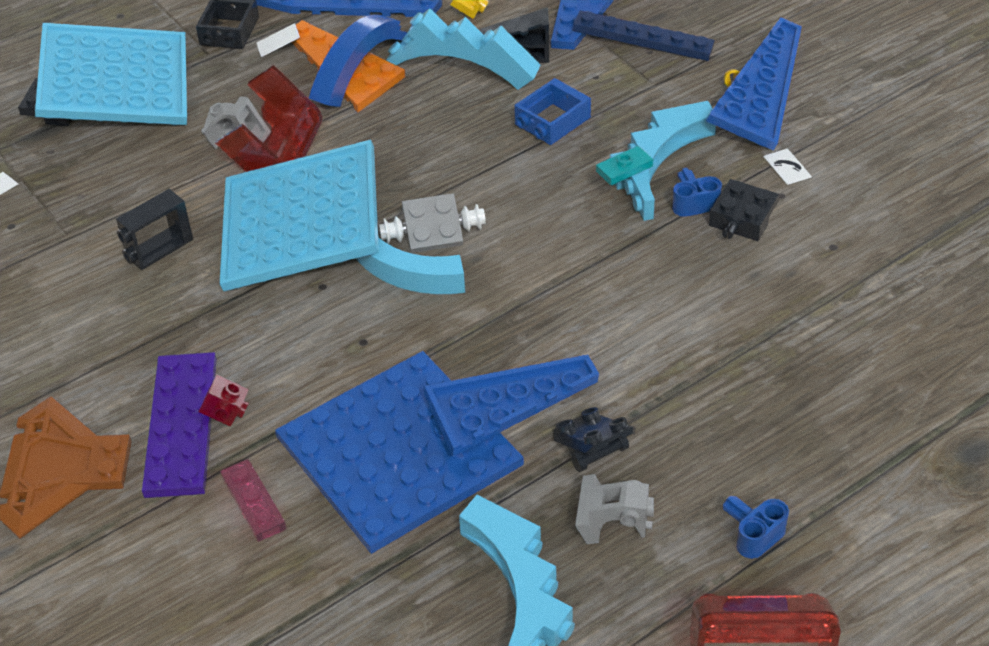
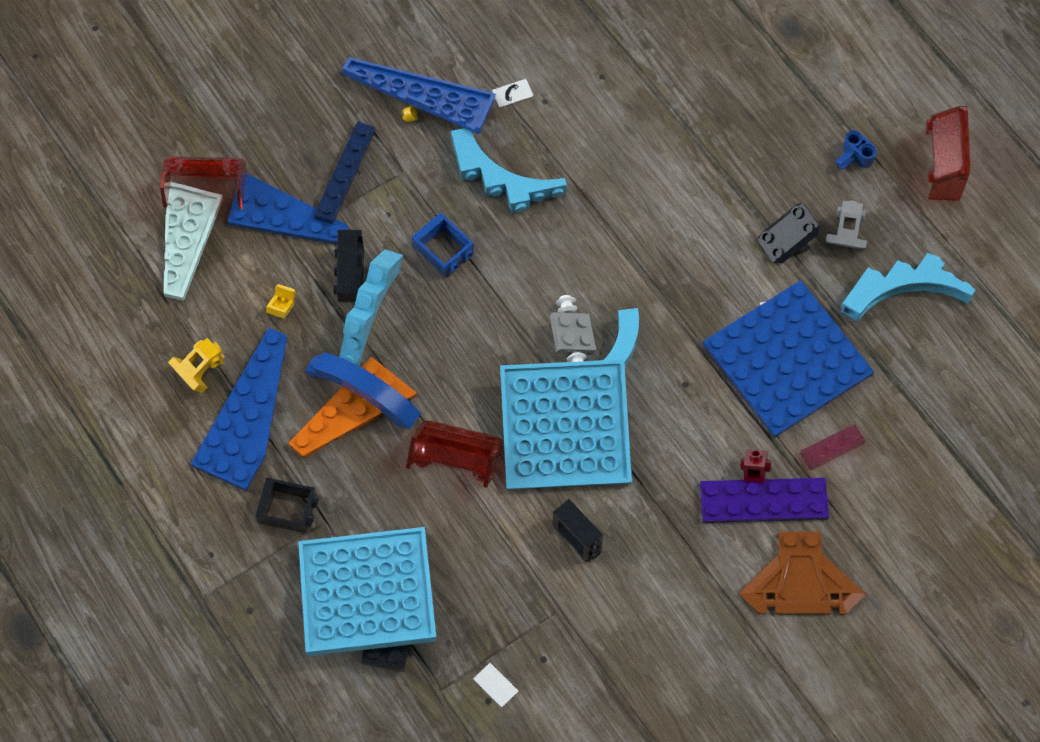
camera: 90 degrees left, 20 degrees up
(227, 116) = (446, 471): light grey tile -> none
(278, 40) = (315, 462): white sticker -> none
(490, 403) = (760, 290): blue wing -> none
(624, 165) = (530, 193): teal plate -> none
(694, 195) = (548, 154): blue beam -> none
(743, 210) = (569, 125): black plate -> none

